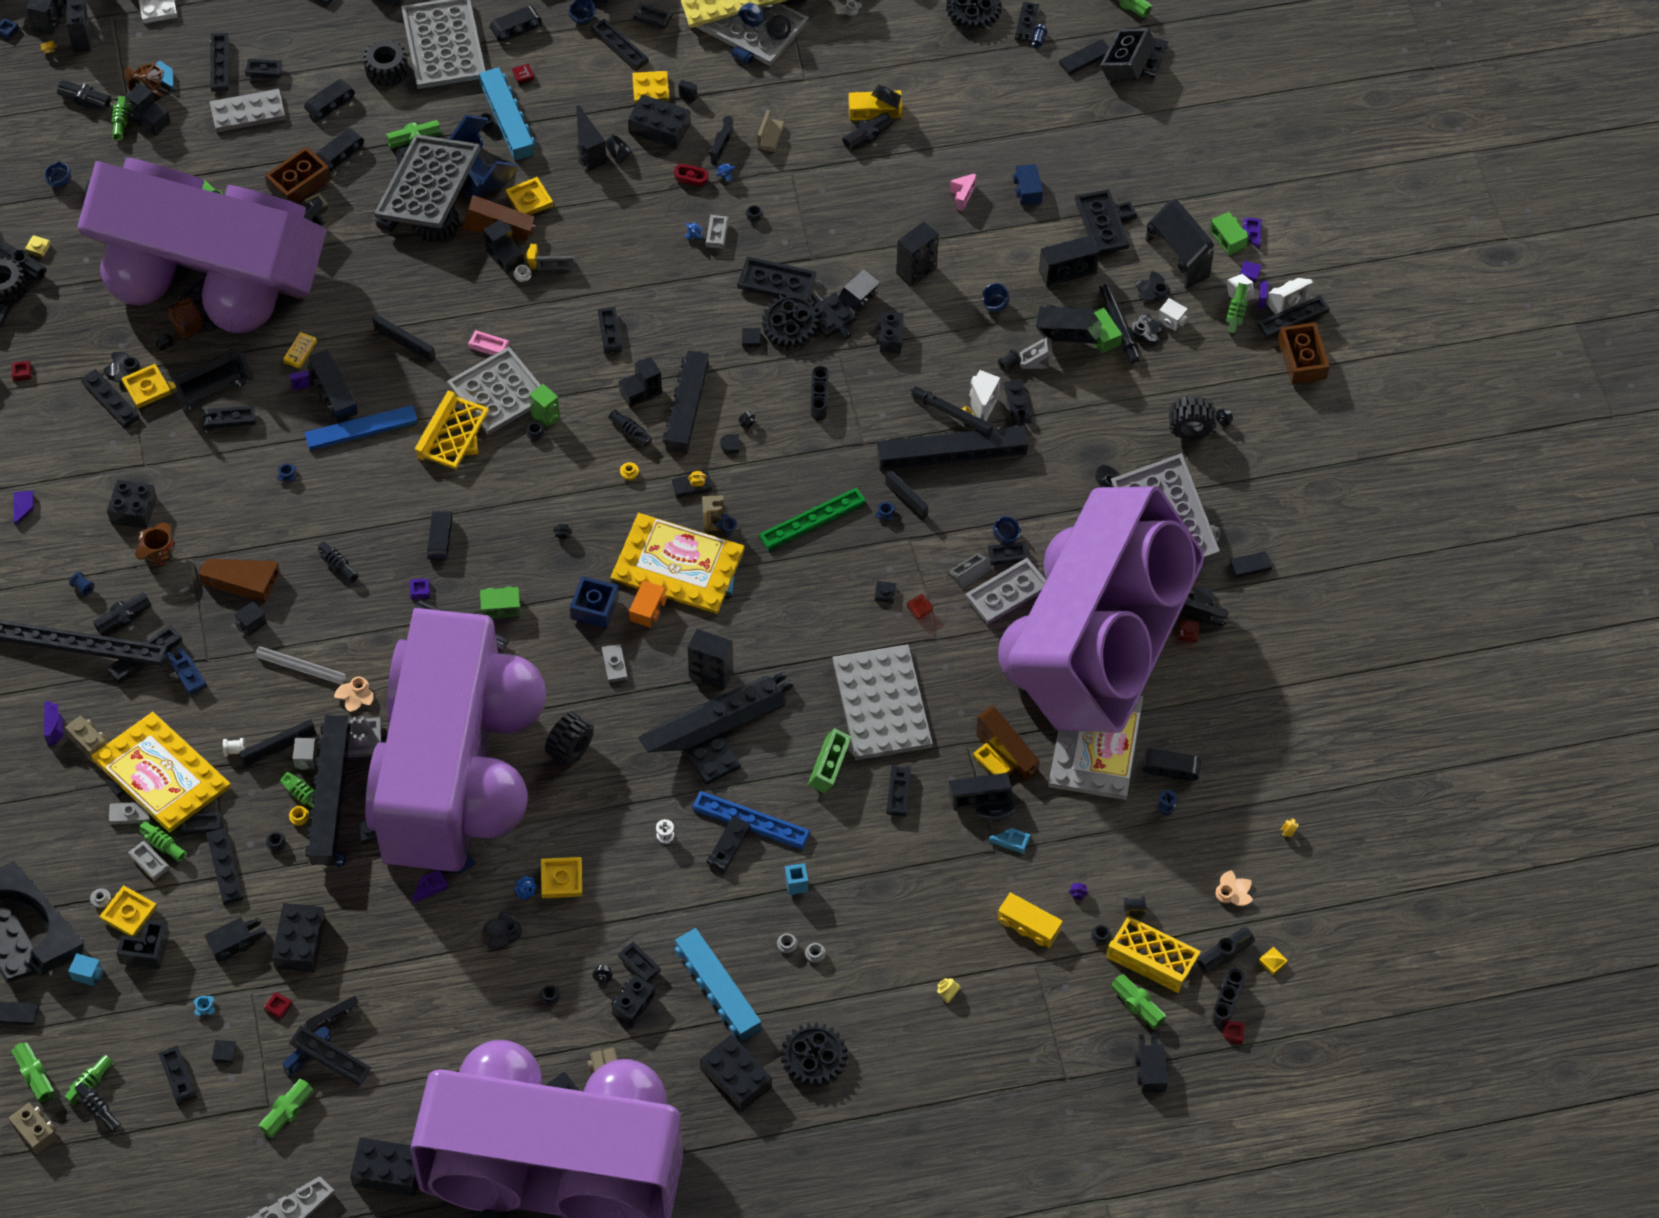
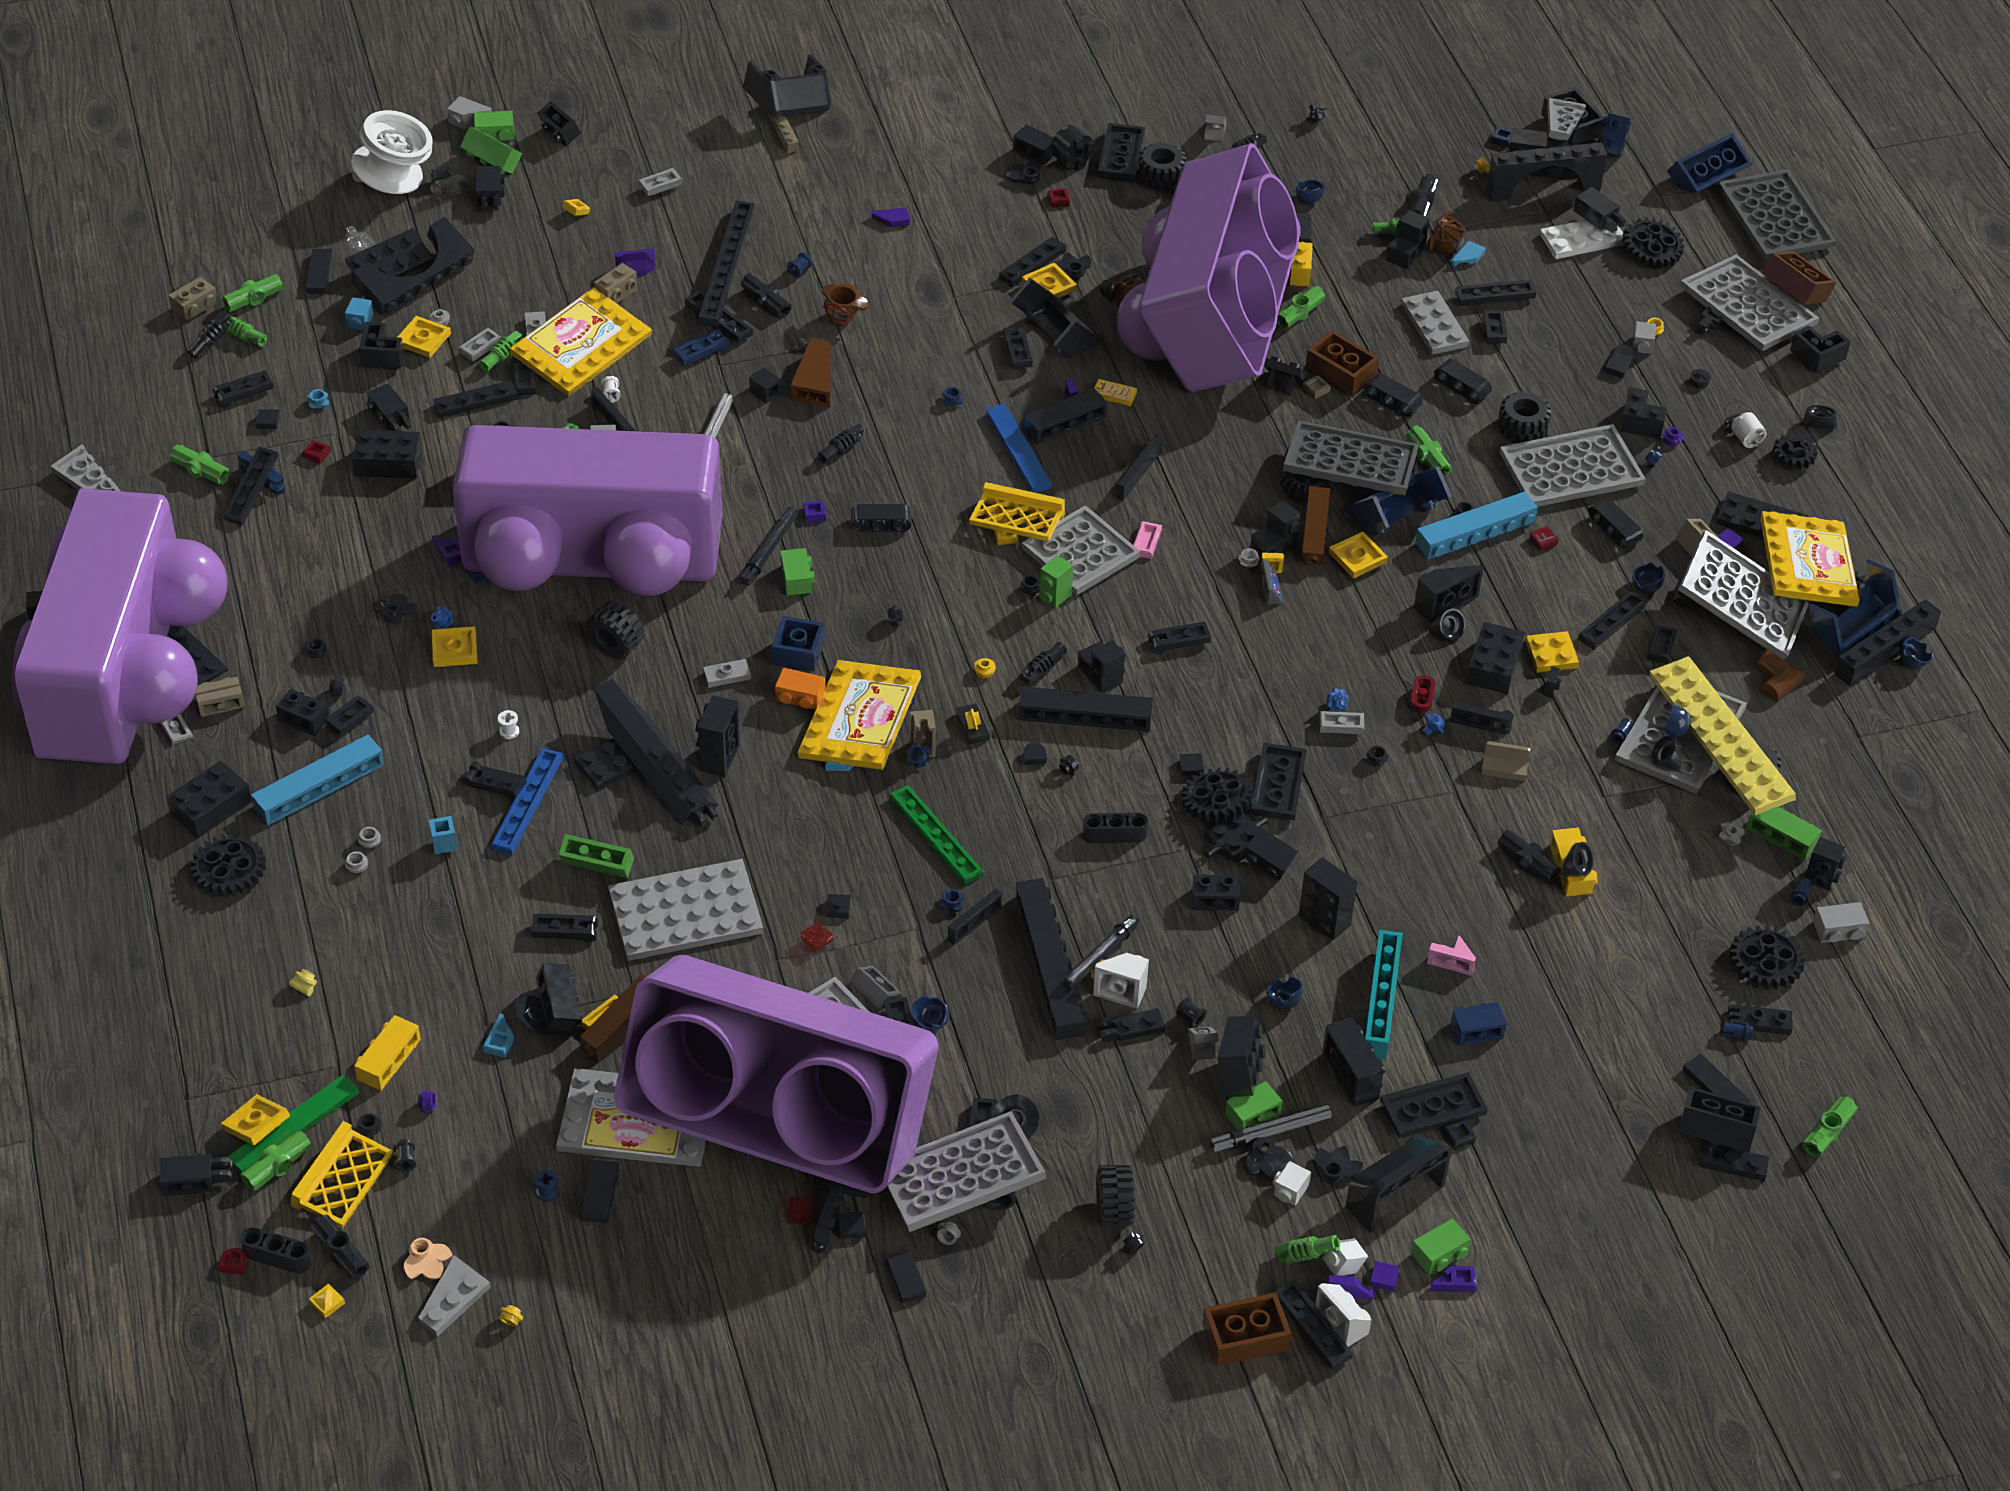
camera: 85 degrees right, 10 degrees down
(131, 504) = (897, 286): black brick -> none
(330, 1014) = (299, 484): black plate -> none
(999, 235) = (1383, 992): none -> teal brick
(1098, 992) = (300, 1119): none -> green tile
(1099, 1017) = (255, 1119): none -> yellow plate
(1268, 870) = (453, 1295): none -> light grey wing

